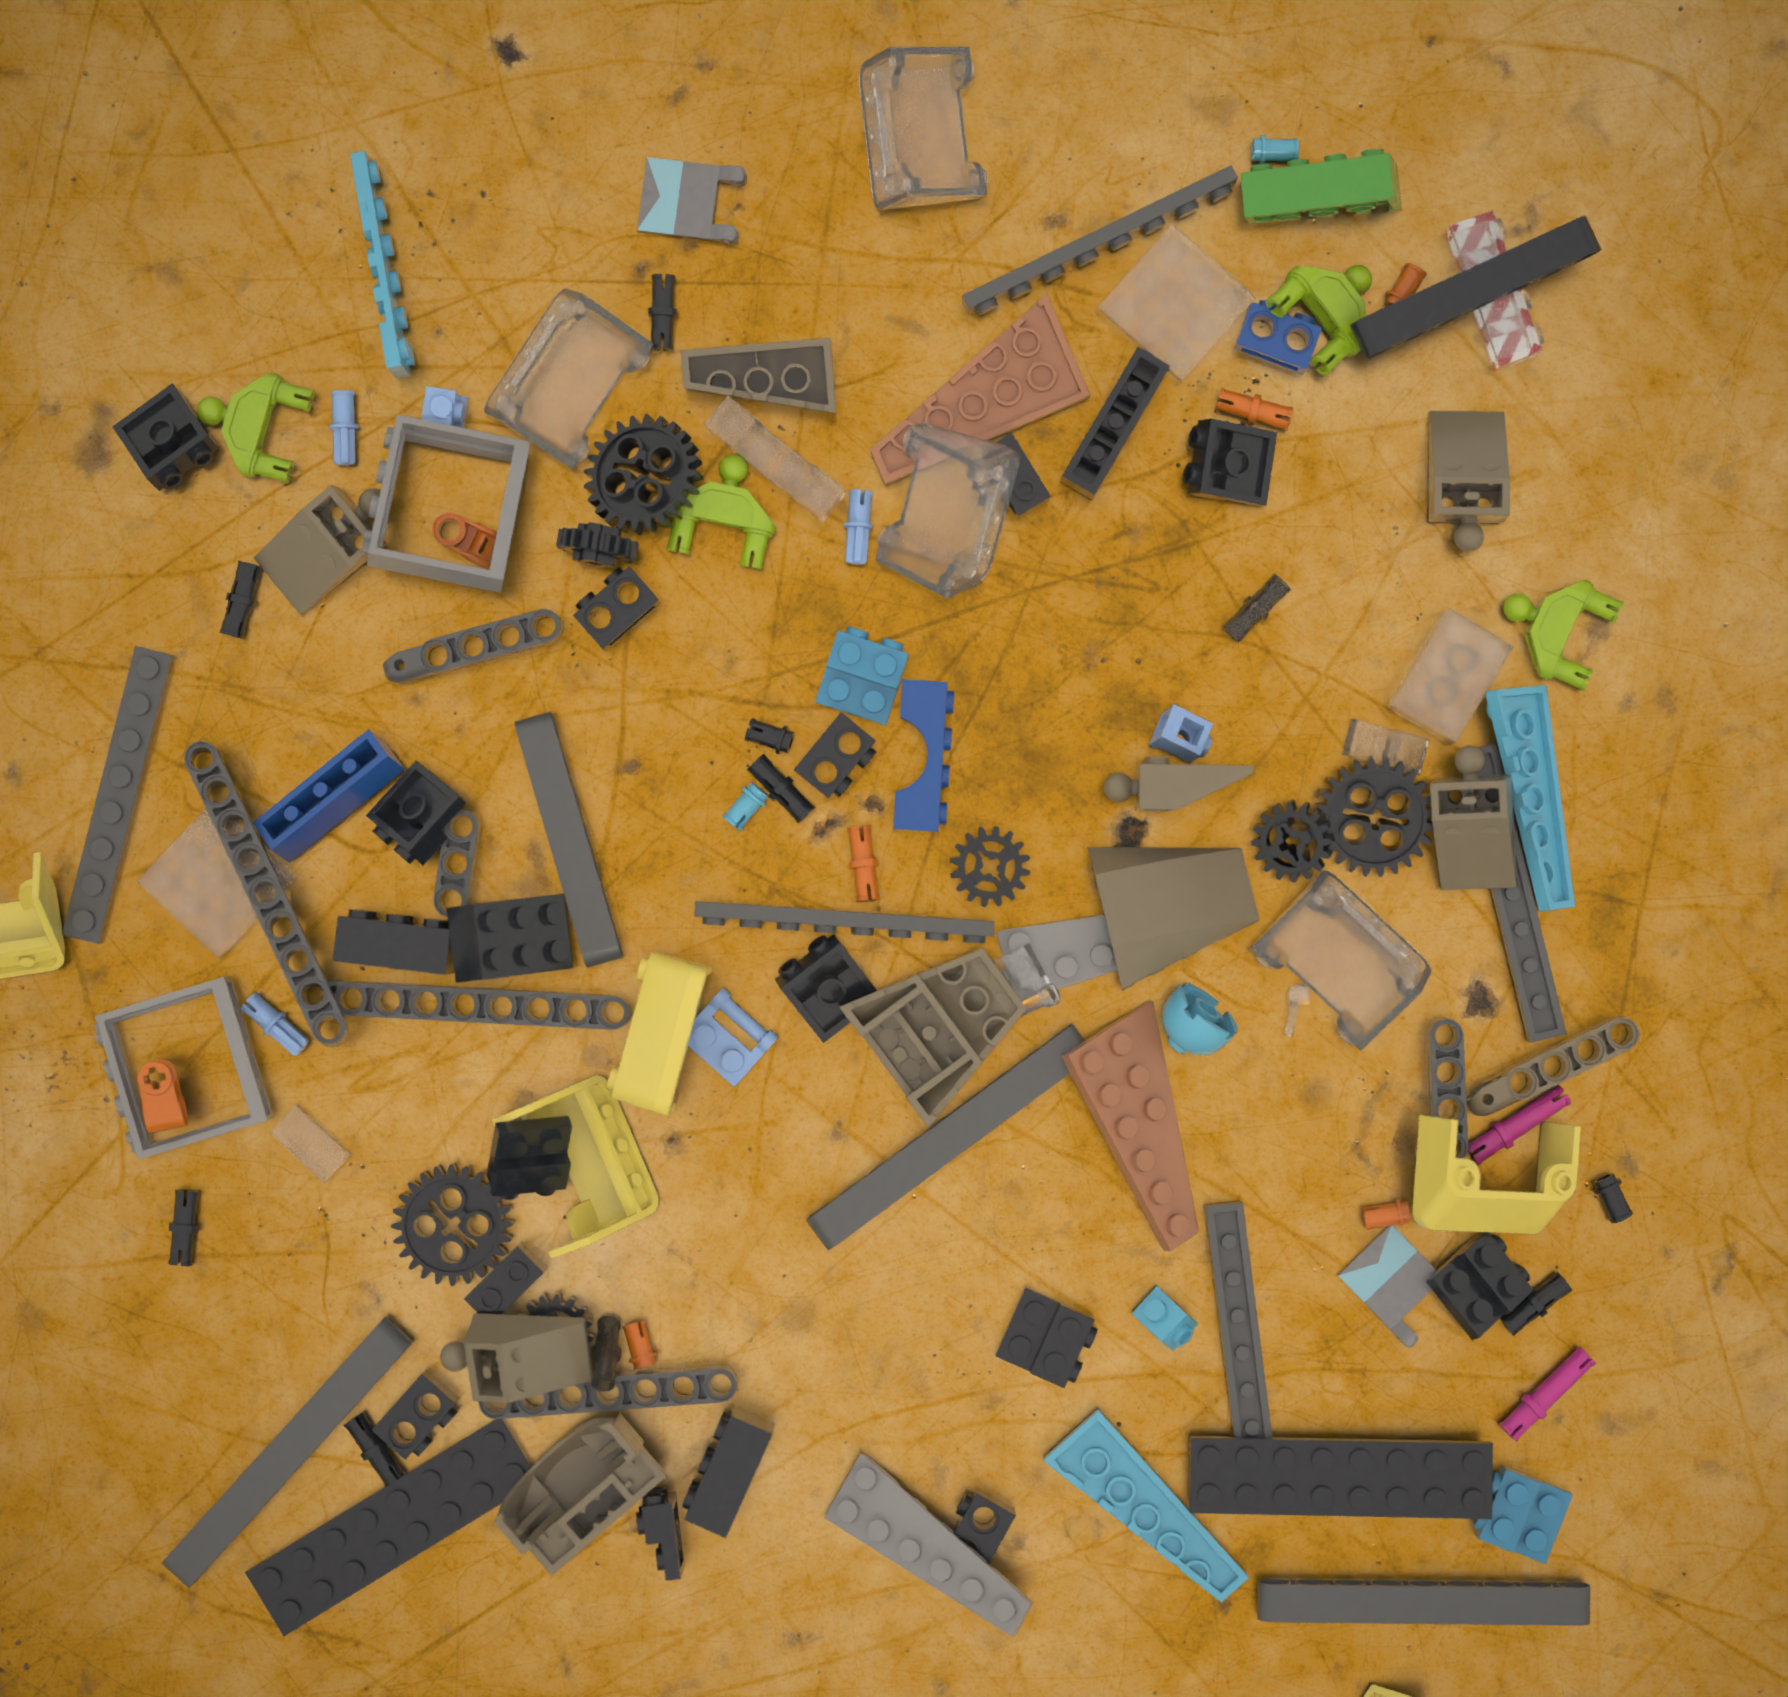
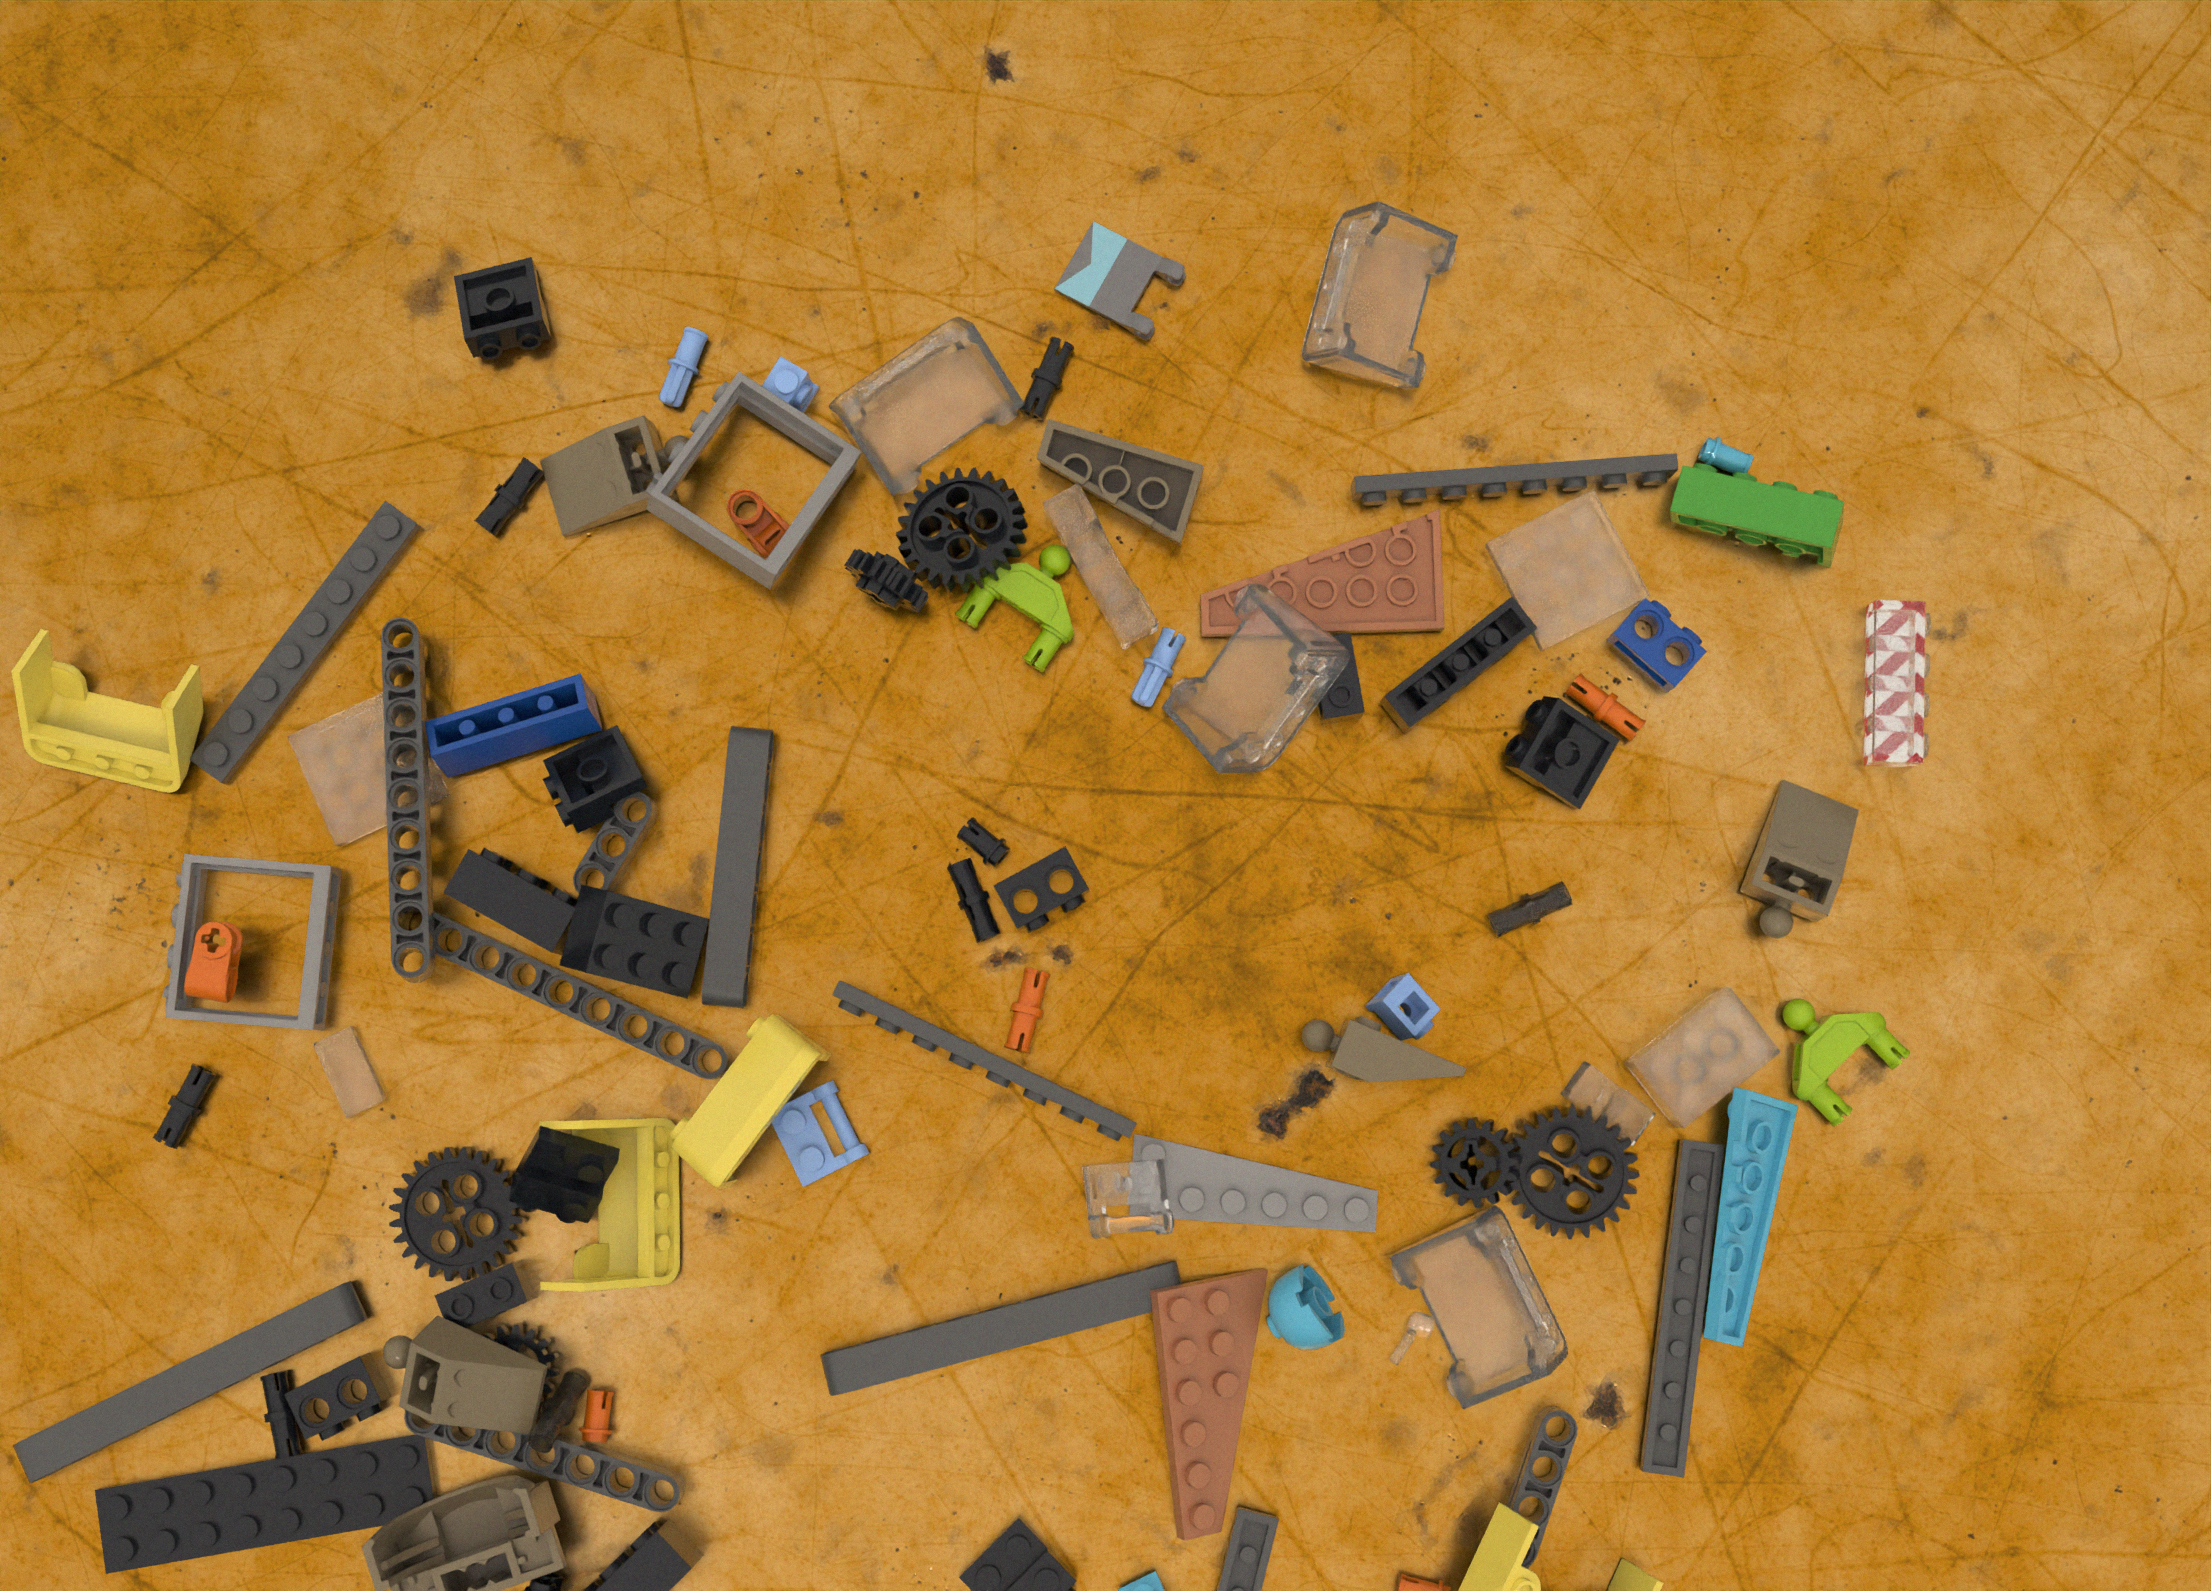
camera: 20 degrees right, 5 degrees down
(248, 421) = (591, 322): lime connector -> none
(275, 1024) = (364, 935): light blue axle -> none
(396, 349) = (764, 312): medium azure wing -> none
(417, 658) = (660, 626): dark grey piece -> none
(623, 615) = (884, 663): black brick -> none
(746, 806) = (931, 904): medium azure pin -> none
(822, 984) = (938, 1122): black plate -> none
(862, 675) = (1102, 819): dark azure plate -> none
(925, 708) = (1108, 971): blue arch -> none
(937, 1027) = (1035, 1209): dark tan wedge -> none
(1004, 856) = (1135, 1069): black gear -> none
(1169, 903) = (1324, 1176): dark tan wedge -> none
(1333, 302) = (1727, 631): lime connector -> none
(1406, 283) = (1797, 652): orange pin -> none
(1475, 287) = (1880, 671): black beam -> none
(1475, 834) = (1668, 1230): dark tan slope -> none
(1499, 1088) = (1718, 1509): dark tan piece -> none
(1518, 1124) = (1580, 1556): dark pink pin -> none

